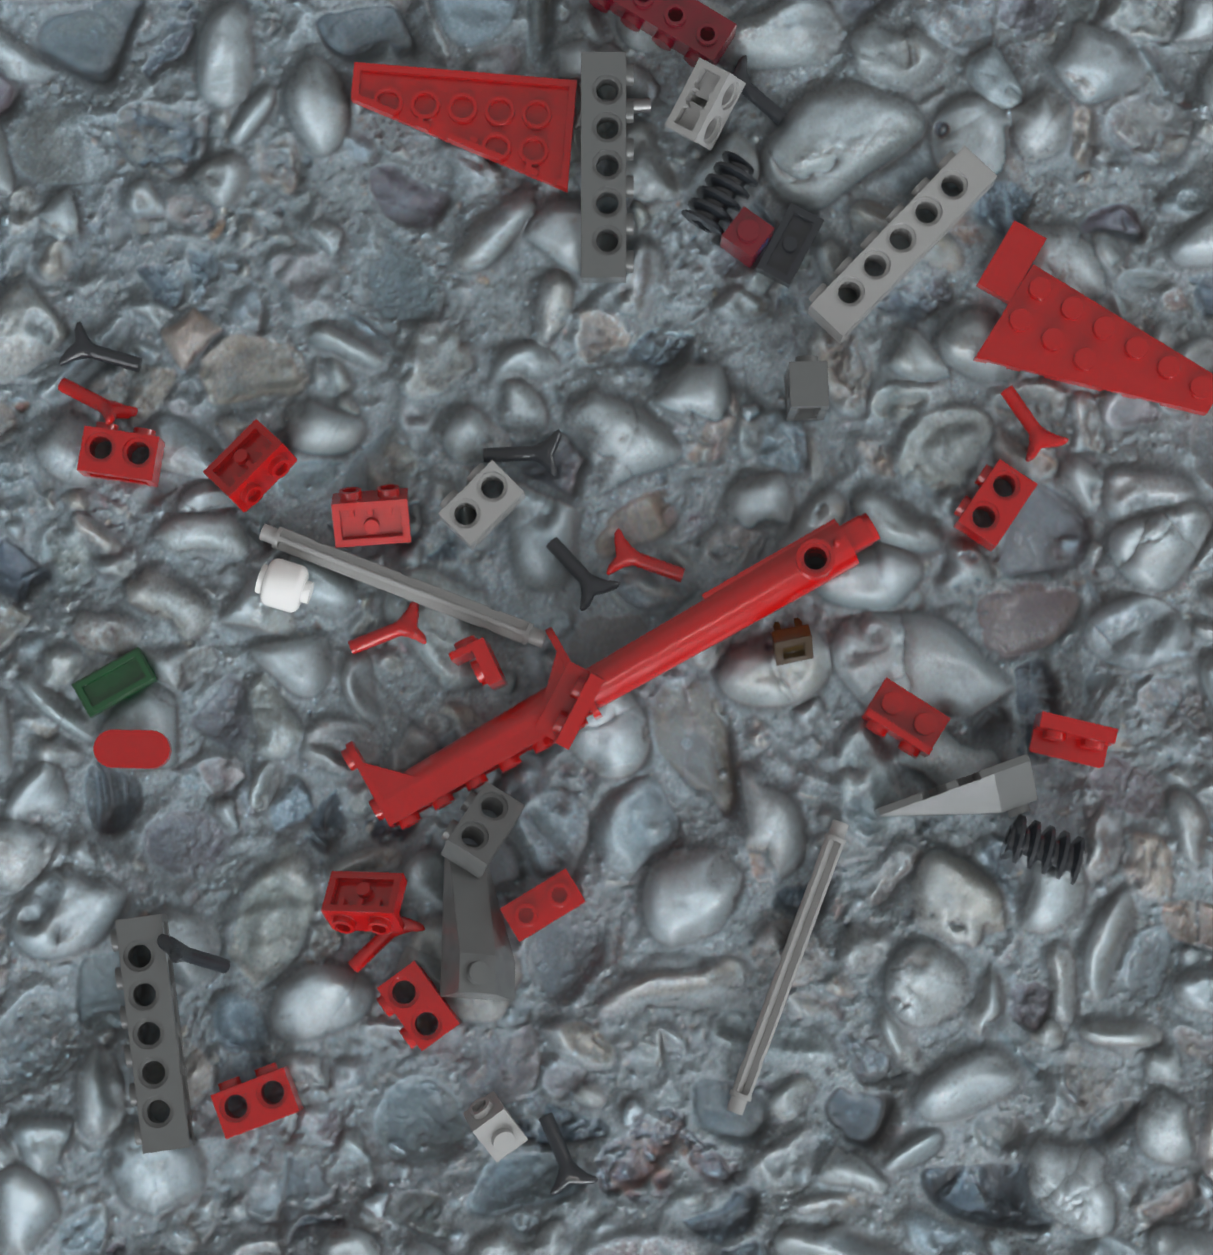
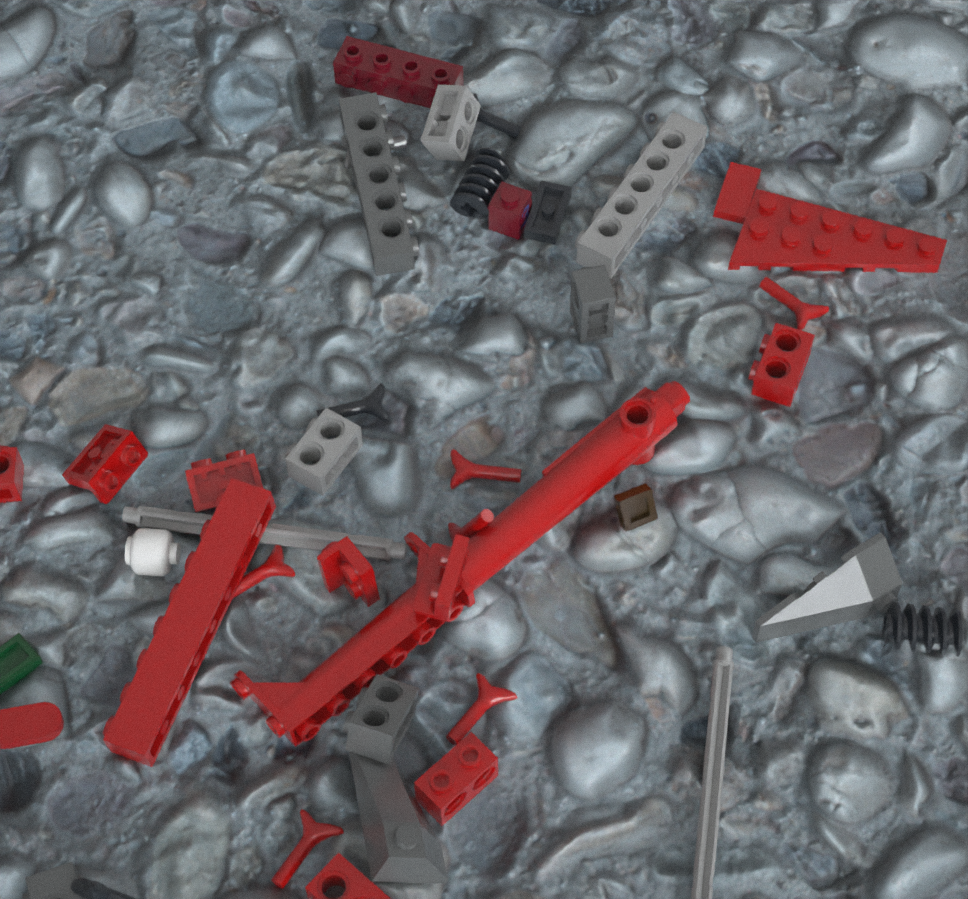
camera: 10 degrees left, 25 degrees down
(312, 678) = (189, 623): none -> red brick
(365, 901) = (278, 814): red bracket -> none
(498, 116) = (279, 169): red wing -> none
(589, 583) = (437, 498): black piece -> none
(592, 821) = (487, 697): none -> red piece
(605, 638) = (473, 526): none -> red piece
(905, 719) = (756, 551): red bracket -> none
(1071, 739) = (917, 528): red bracket -> none

